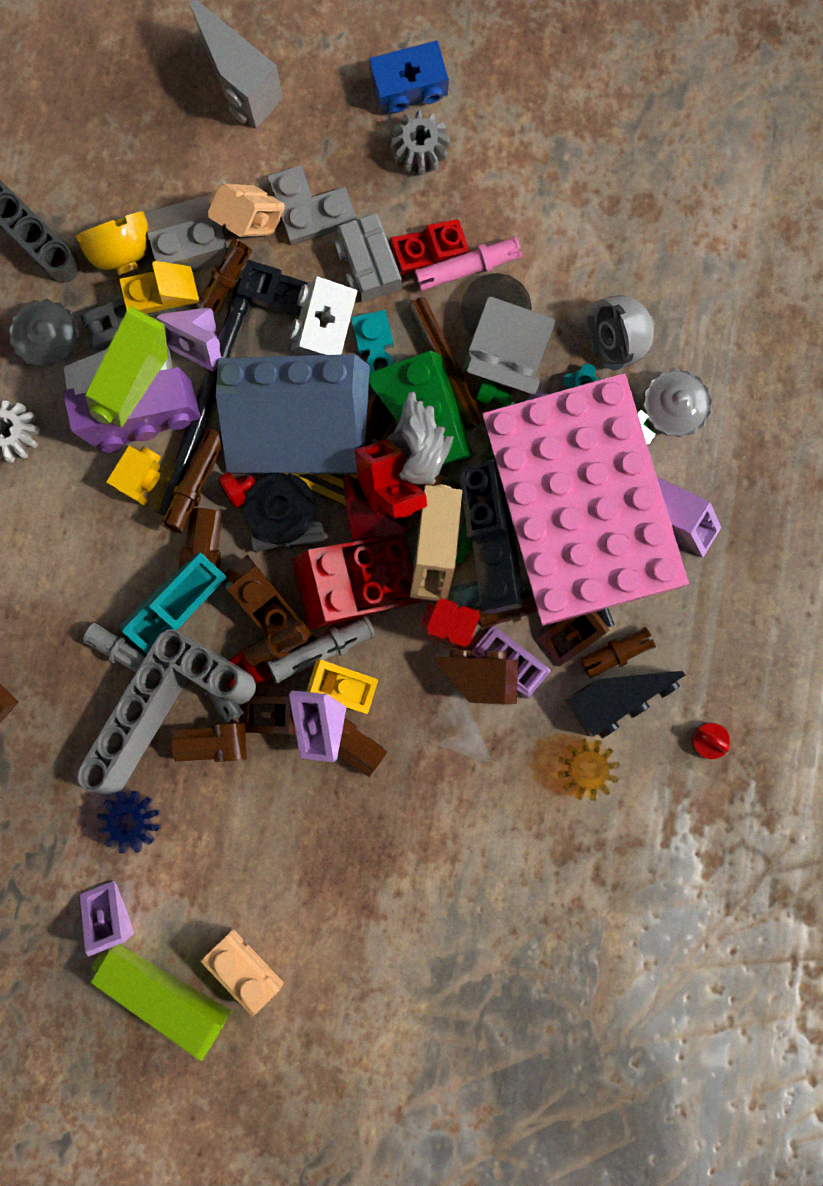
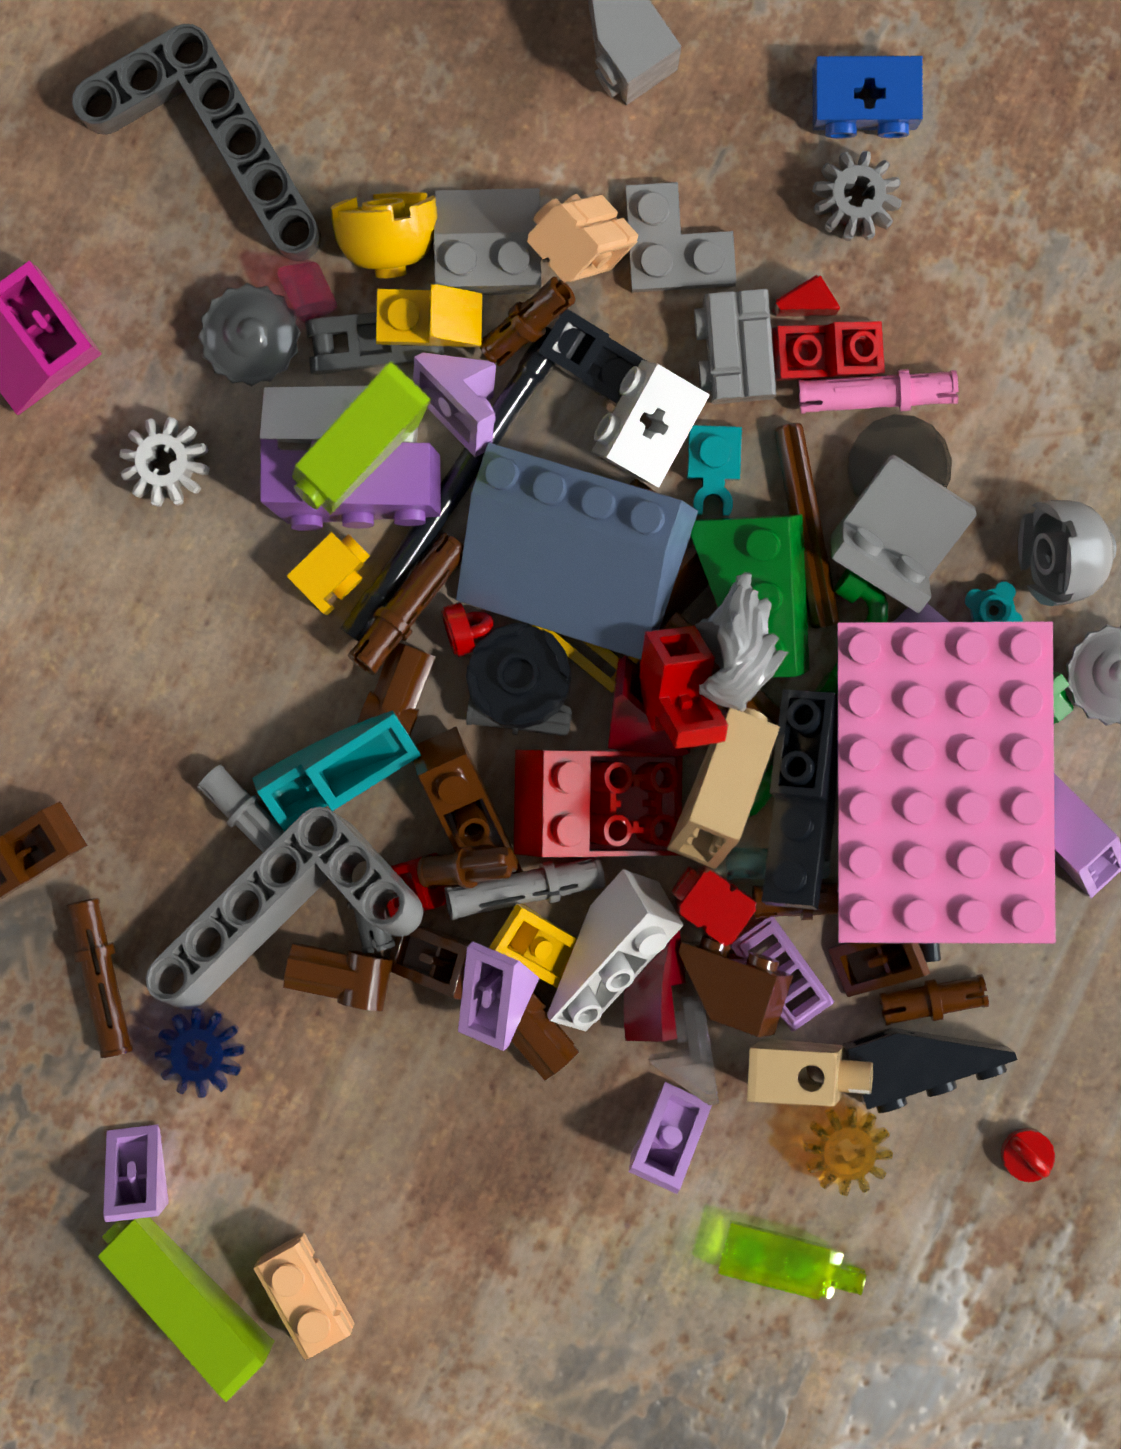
camera: 20 degrees right, 5 degrees up
(29, 749) = (112, 1038): none -> reddish brown pin
(75, 296) = (307, 290): none -> clear pink slope
(391, 674) = (616, 942): none -> white slope
(406, 217) = (807, 299): none -> red slope
(422, 694) = (649, 998): none -> dark red slope
(465, 793) = (669, 1138): none -> lavender slope
(529, 727) = (781, 1073): none -> tan torso
(568, 859) = (787, 1263): none -> clear neon green hinge

